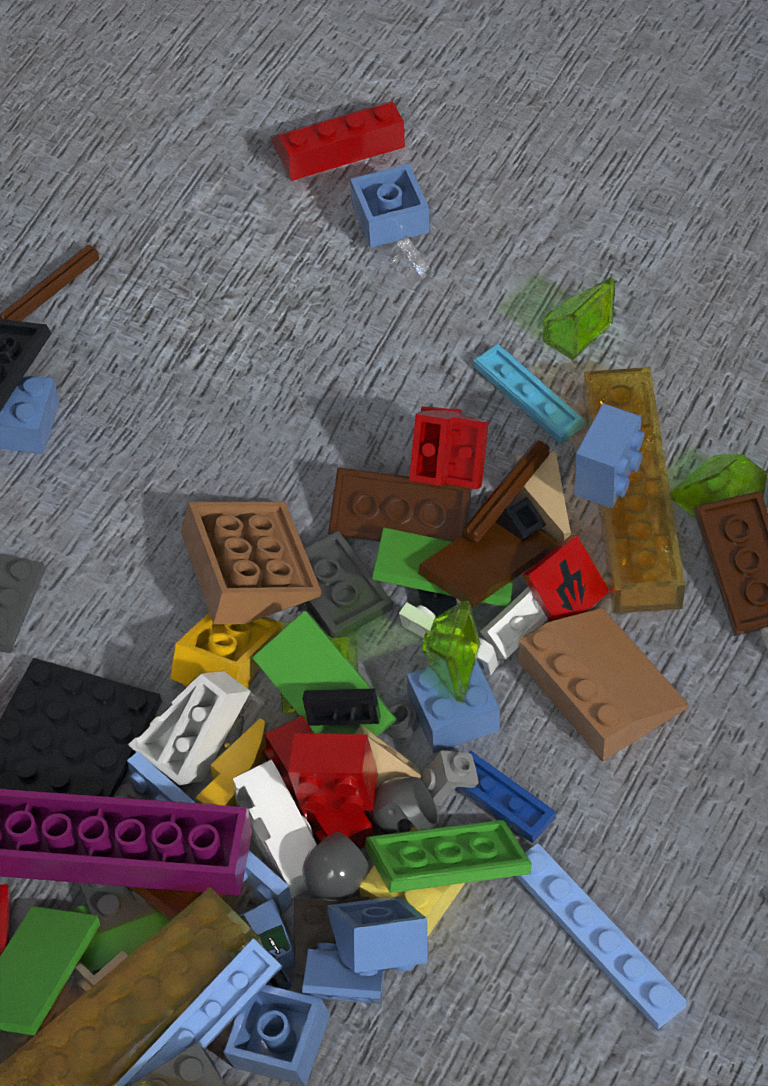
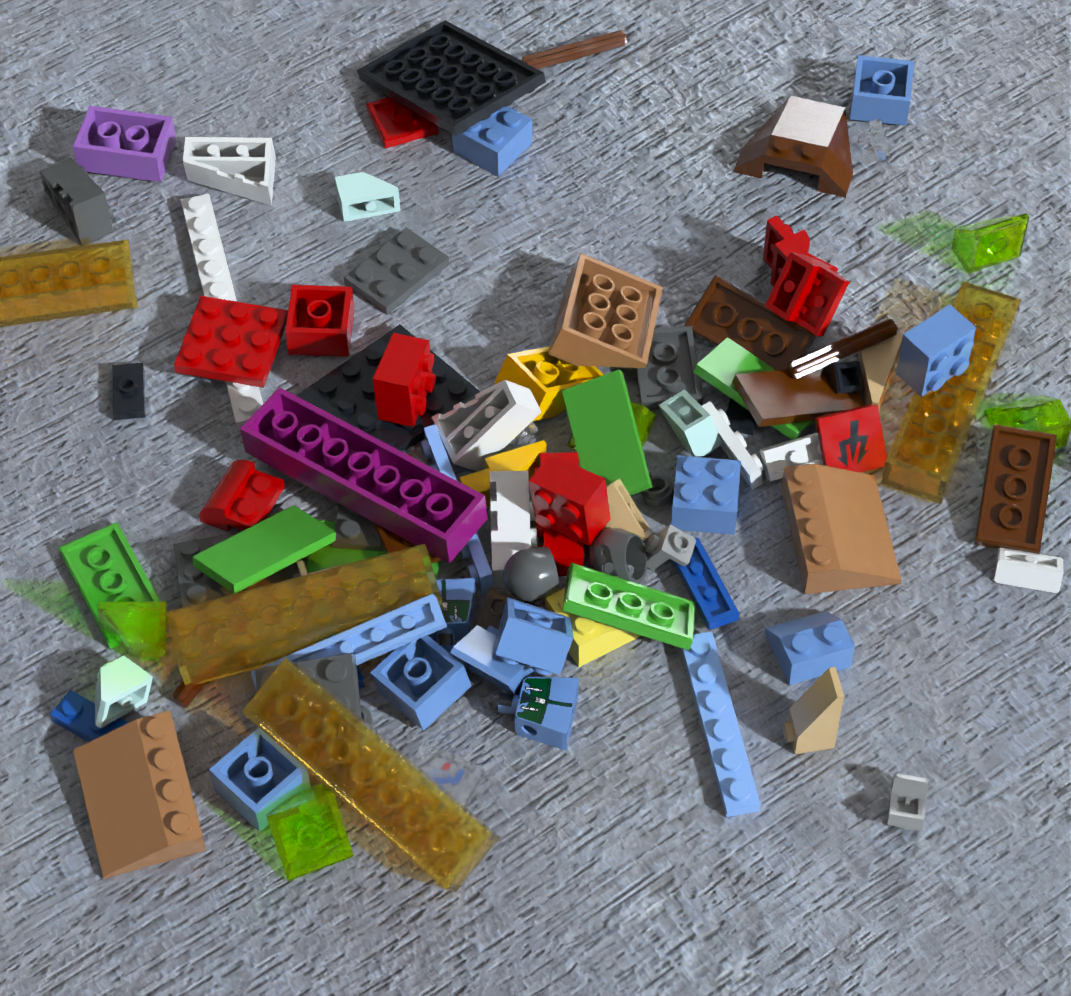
camera: 25 degrees right, 0 degrees up
(84, 718) = (404, 379): none -> red brick
(338, 286) = (803, 138): none -> reddish brown wedge
(340, 140) = (873, 25): red slope -> none
(341, 707) = (609, 456): black plate -> none
(391, 416) = (779, 243): none -> red brick
(394, 633) = (691, 424): none -> light aqua slope
(418, 1005) = (543, 709): none -> medium blue torso
(453, 648) = (722, 448): clear neon green slope -> none
(529, 393) = (911, 278): medium azure tile -> none
(642, 812) = (811, 646): none -> medium blue slope
(697, 882) = (816, 715): none -> tan slope

